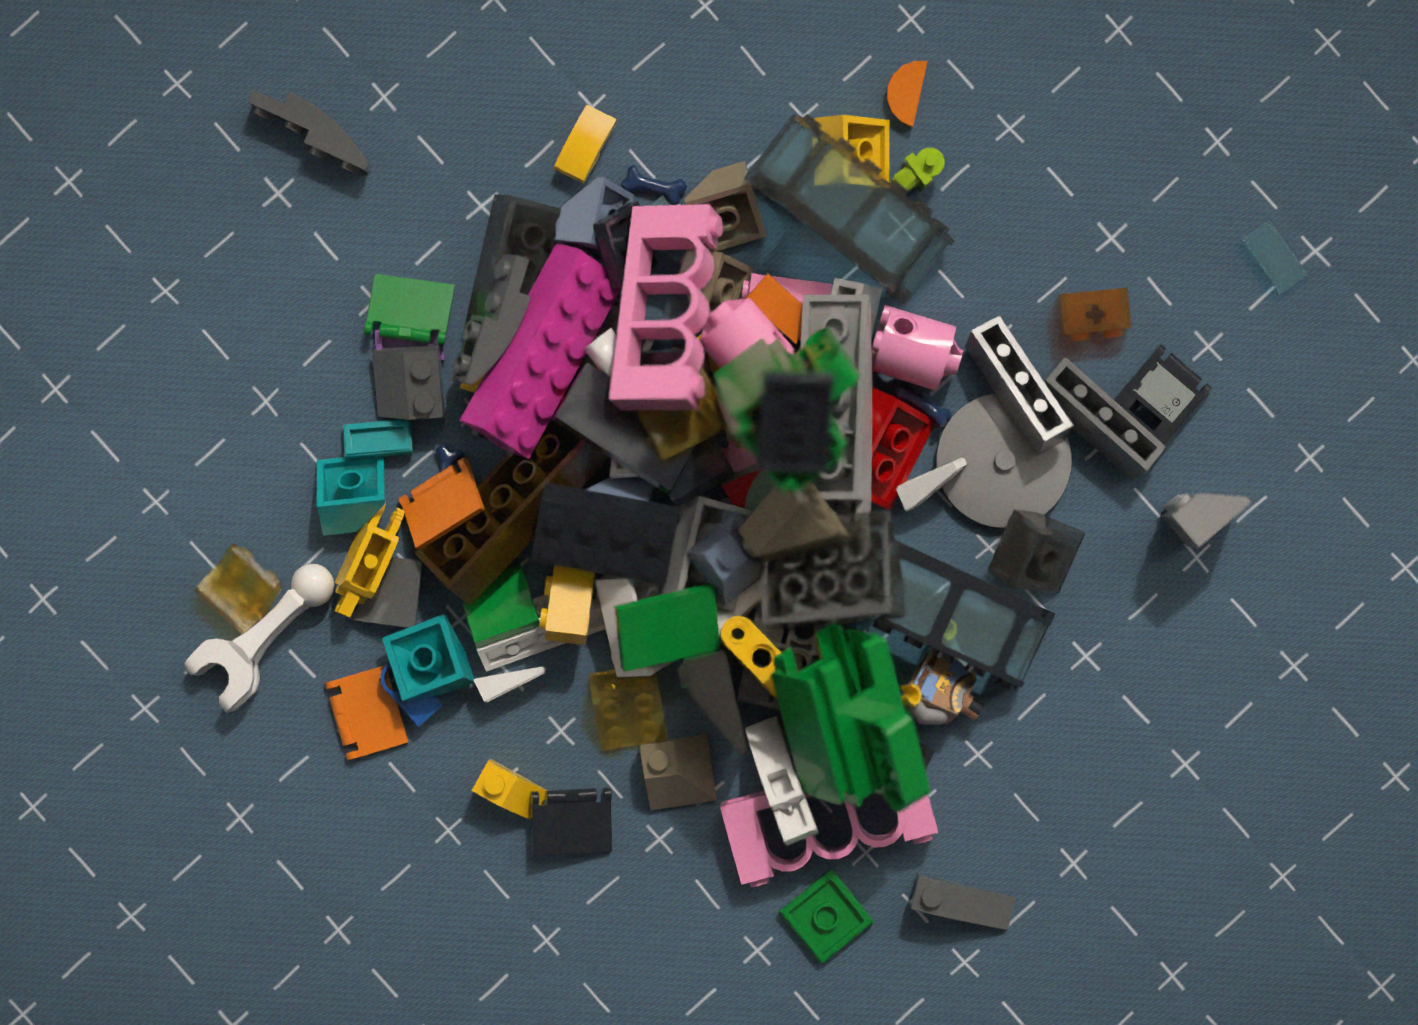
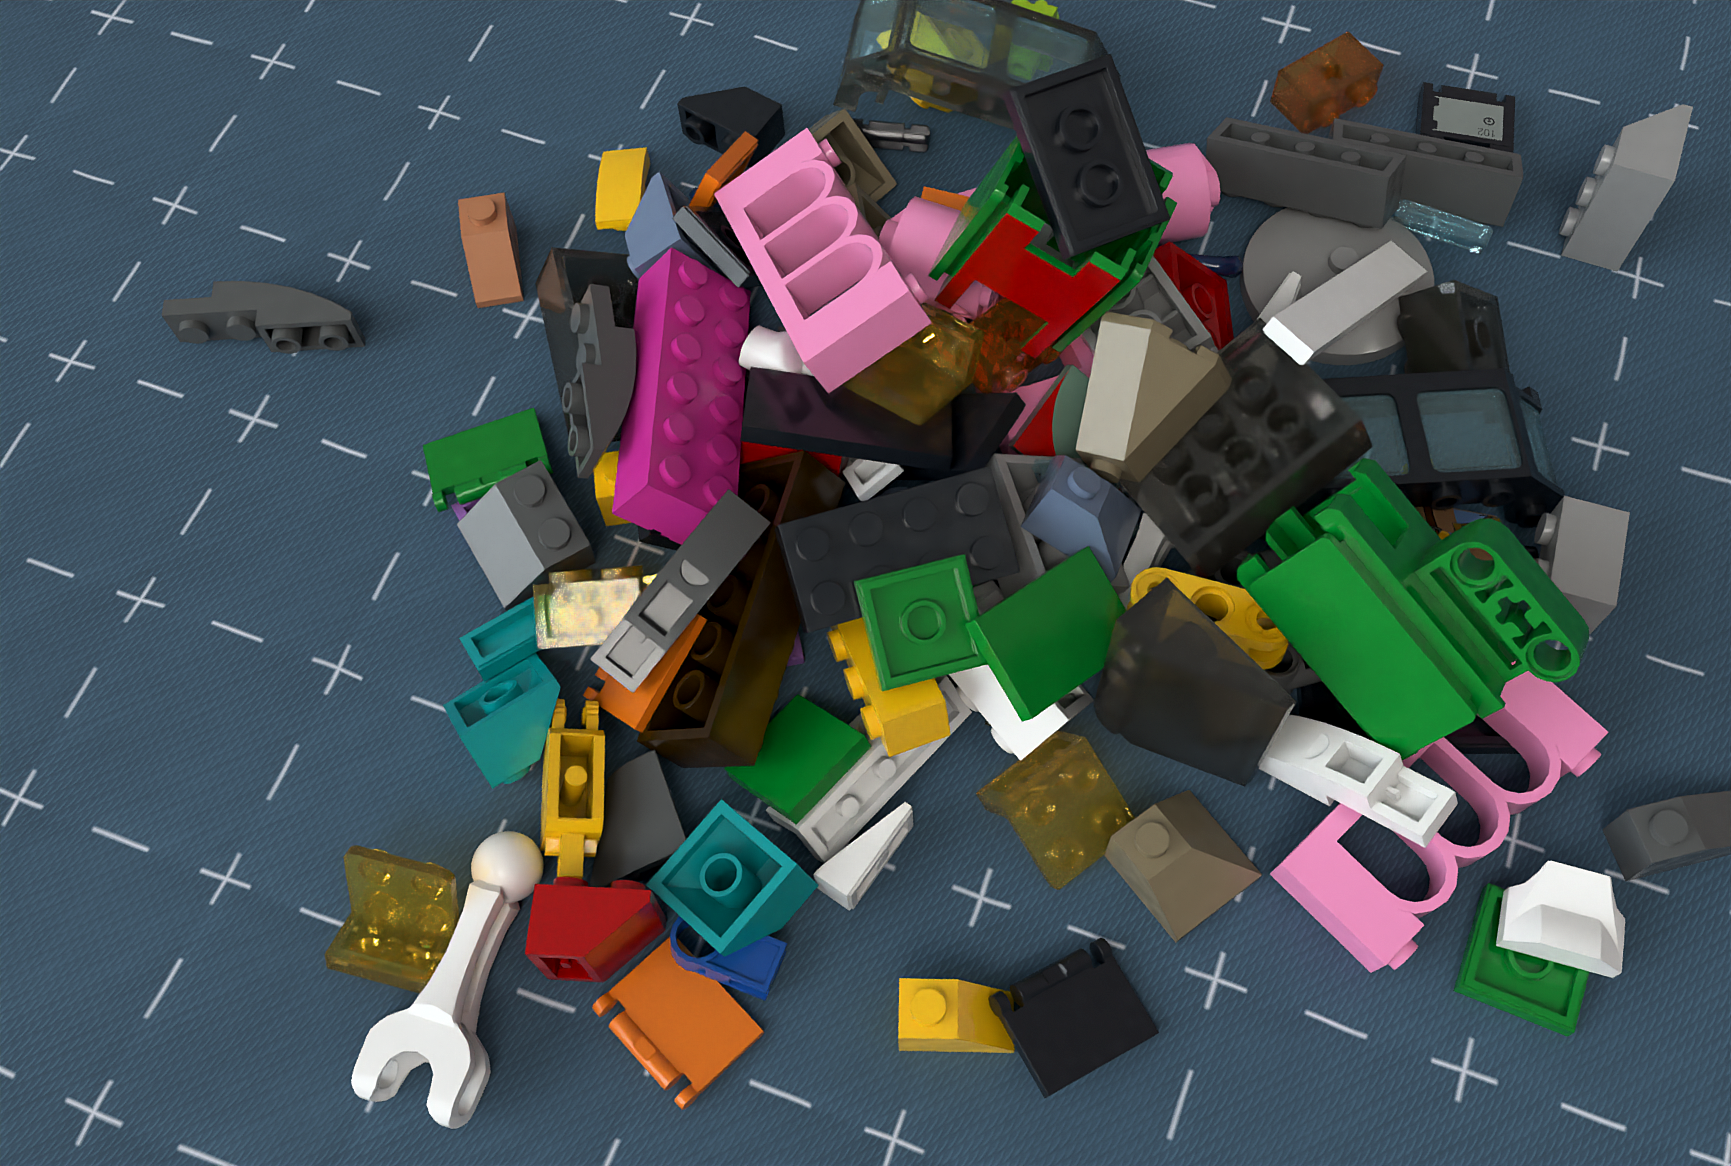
camera: 25 degrees left, 25 degrees down
(338, 648) = (590, 930): none -> red slope
(429, 456) = (582, 609): none -> clear yellow bracket
(477, 152) = (491, 249): none -> nougat slope
(479, 490) = (680, 591): none -> dark grey slope
(593, 587) = (919, 621): none -> green tile
(652, 182) = (725, 170): none -> orange tile
(686, 131) = (725, 115): none -> black slope
(851, 910) = (1565, 918): none -> white slope
(961, 512) = (1343, 302): none -> white tile
(990, 732) = (1584, 555): none -> light grey slope
(1090, 463) = (1443, 226): none -> clear light blue tile

